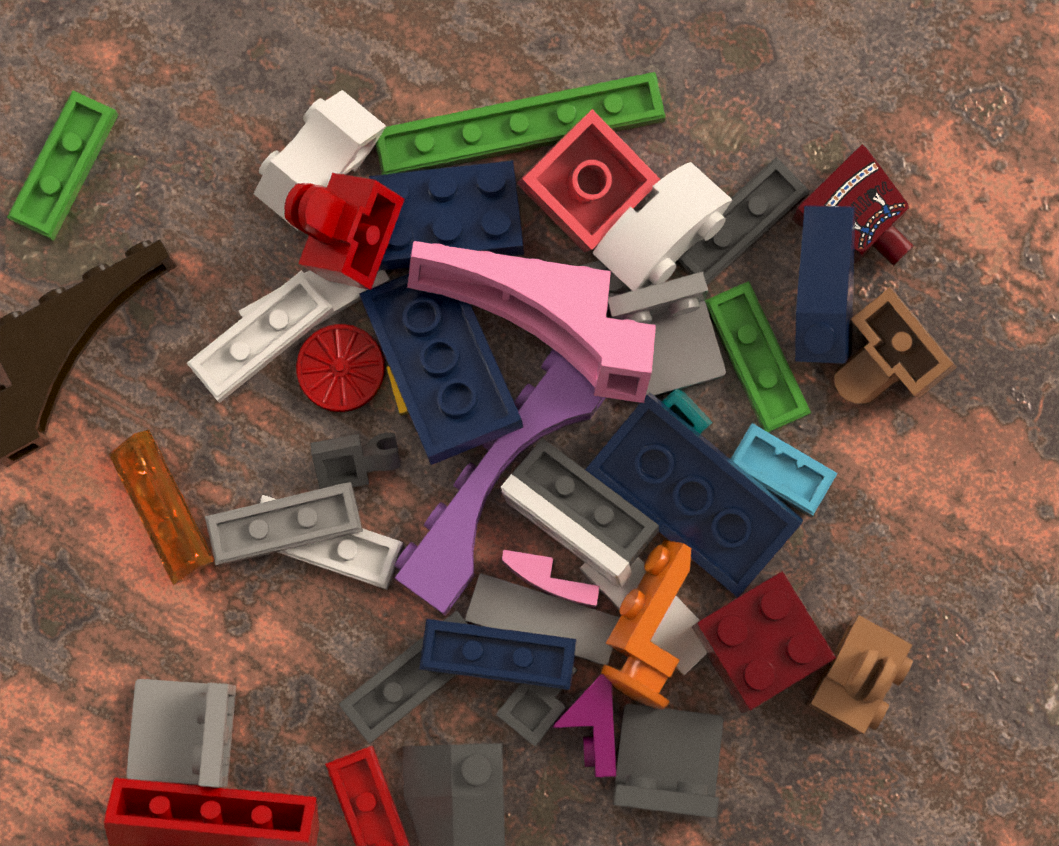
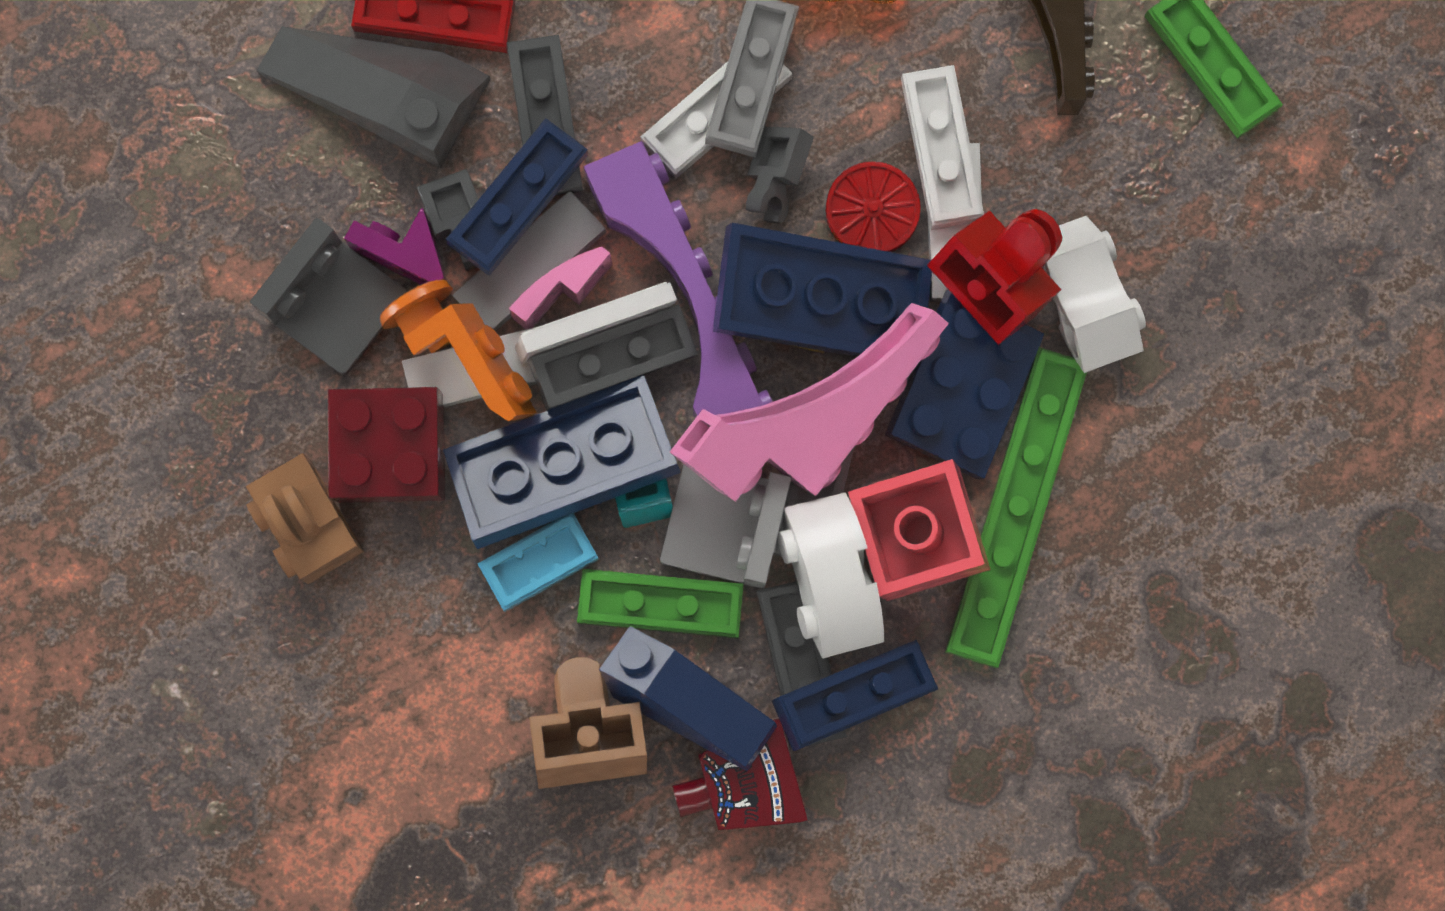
camera: 115 degrees right, 0 degrees up
(743, 164) = (854, 695): none -> dark blue tile

